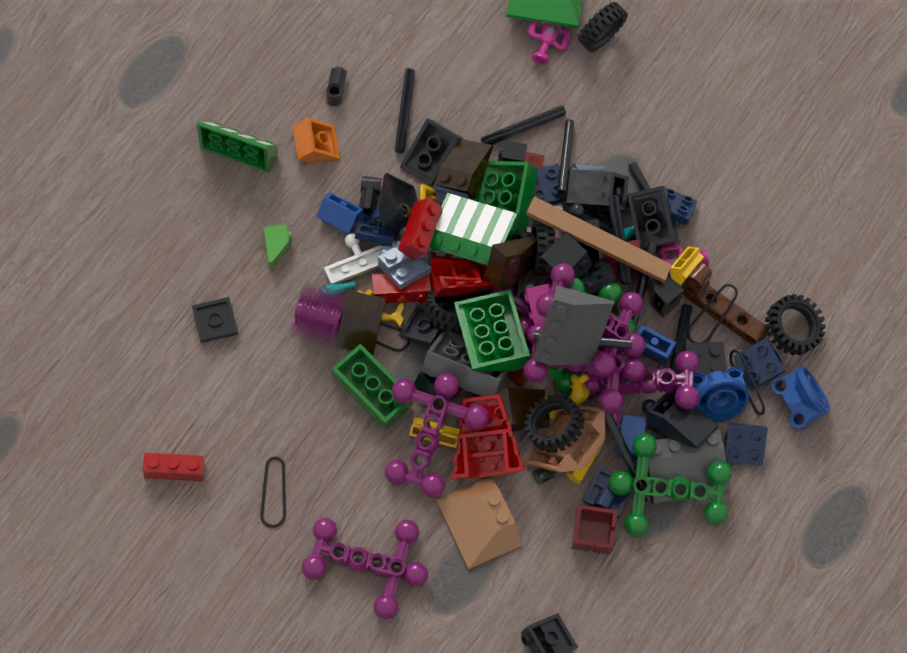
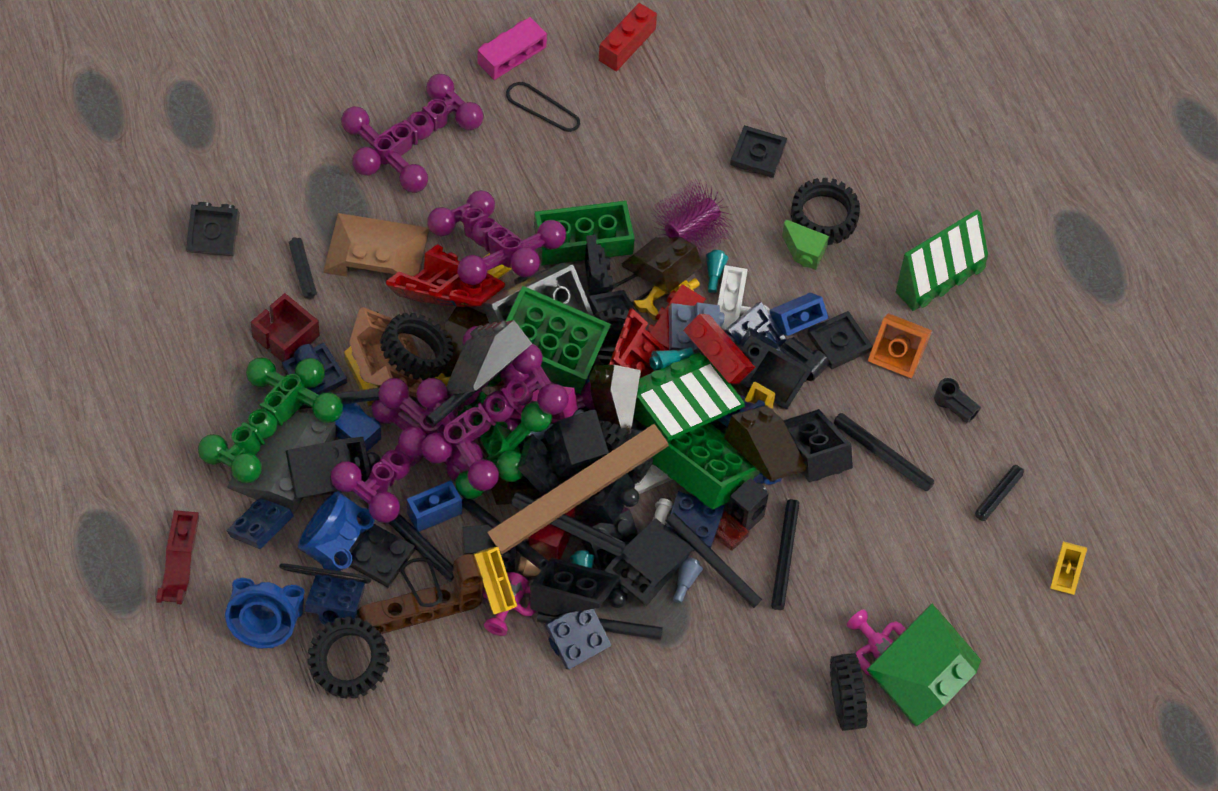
camera: 125 degrees right, 10 degrees down
(237, 268) = (832, 190): none -> black tyre
(240, 543) = (511, 48): none -> dark pink brick
(338, 179) = (840, 339): none -> black plate
(387, 29) = (999, 493): none -> black axle
(402, 356) = (597, 267): none -> black plate
(449, 262) = (662, 359): none -> teal cone
(531, 560) = (302, 268): none -> black axle
(806, 479) = (178, 557): none -> dark red piece

